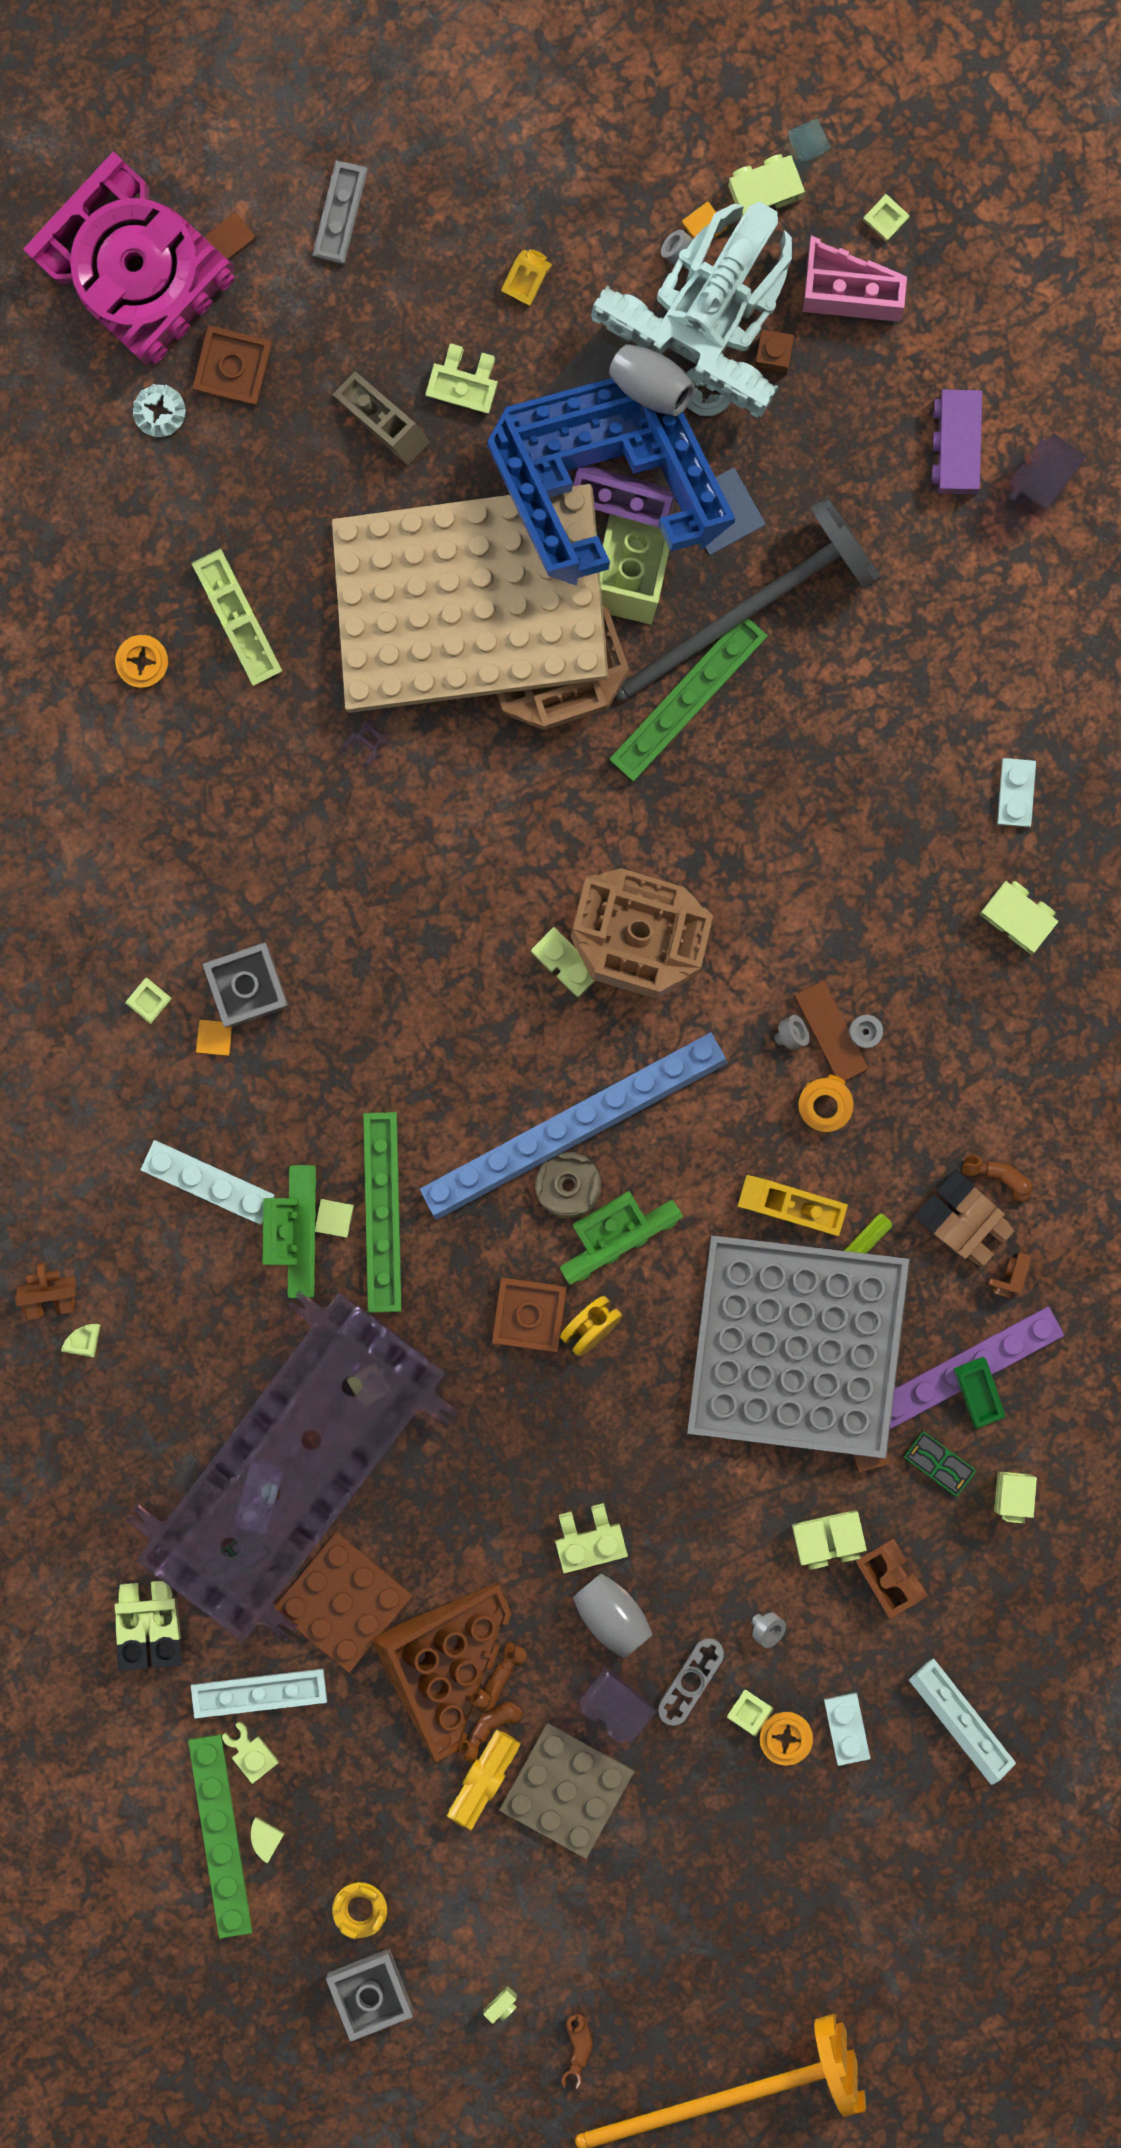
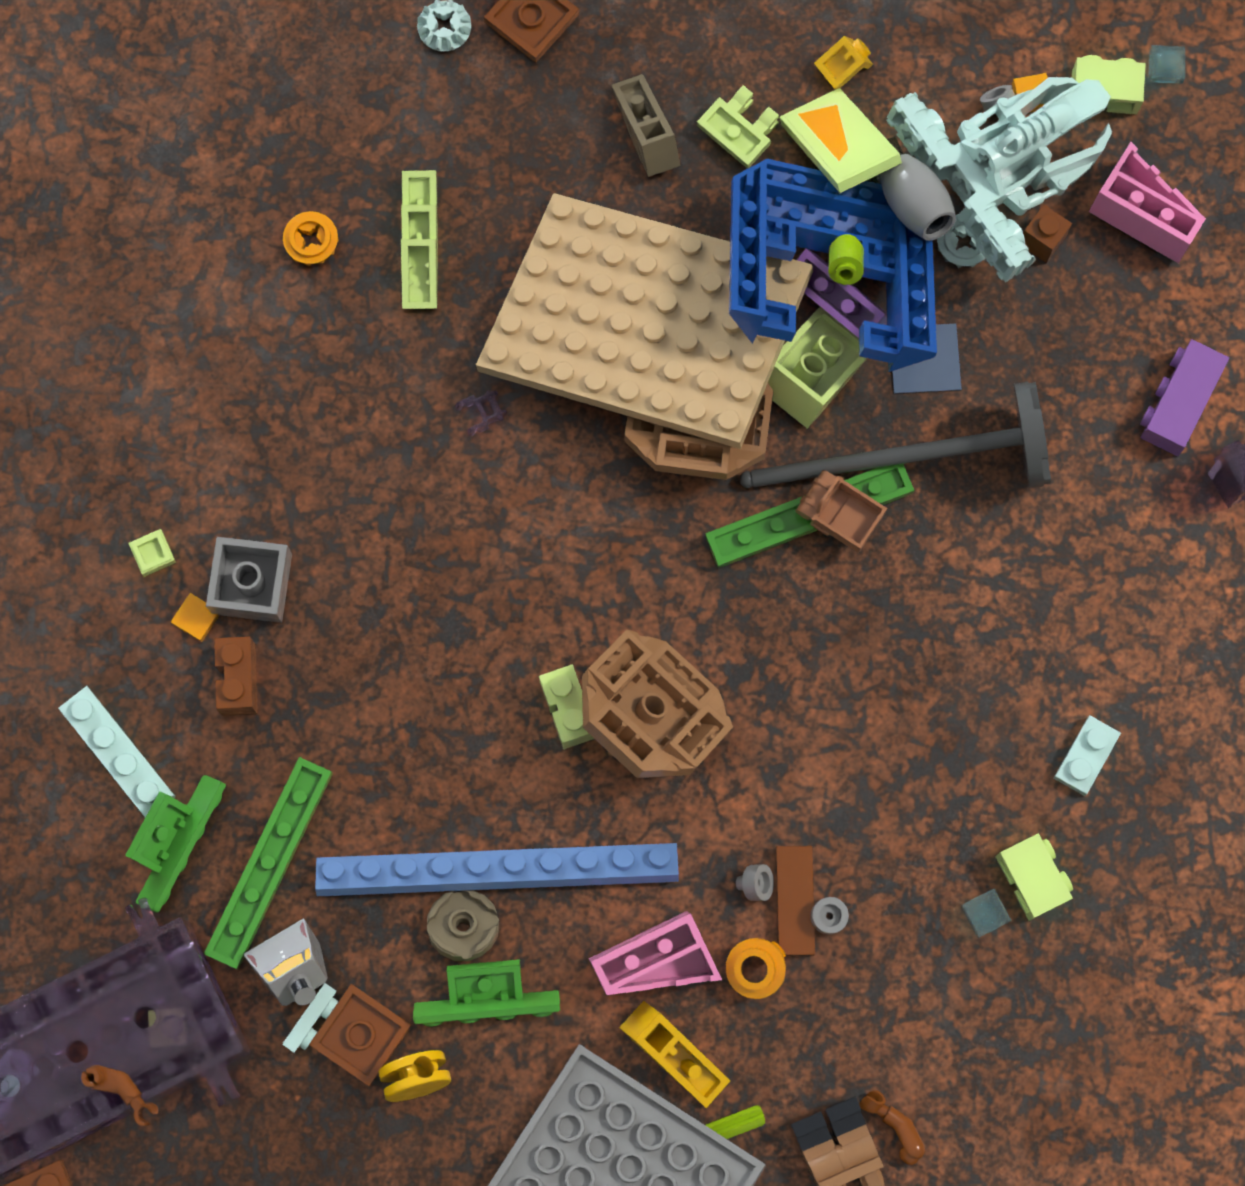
camera: 20 degrees right, 10 degrees down
(284, 1083) = (237, 661): none -> dark orange brick
(334, 1218) = (219, 846): yellowish green tile -> none
(358, 1448) = (119, 1083): none -> dark orange arm
(444, 1286) = (290, 964): none -> light grey torso
(481, 1336) = (303, 1032): none -> light aqua plate
(559, 356) = (840, 140): none -> yellowish green tile
(617, 465) = (846, 260): none -> lime brick
(714, 685) = (840, 510): none -> nougat piece
(741, 1135) = (656, 958): none -> bright pink wedge
(886, 218) = (1207, 165): yellowish green tile -> none
(993, 966) = (986, 913): none -> clear light blue plate

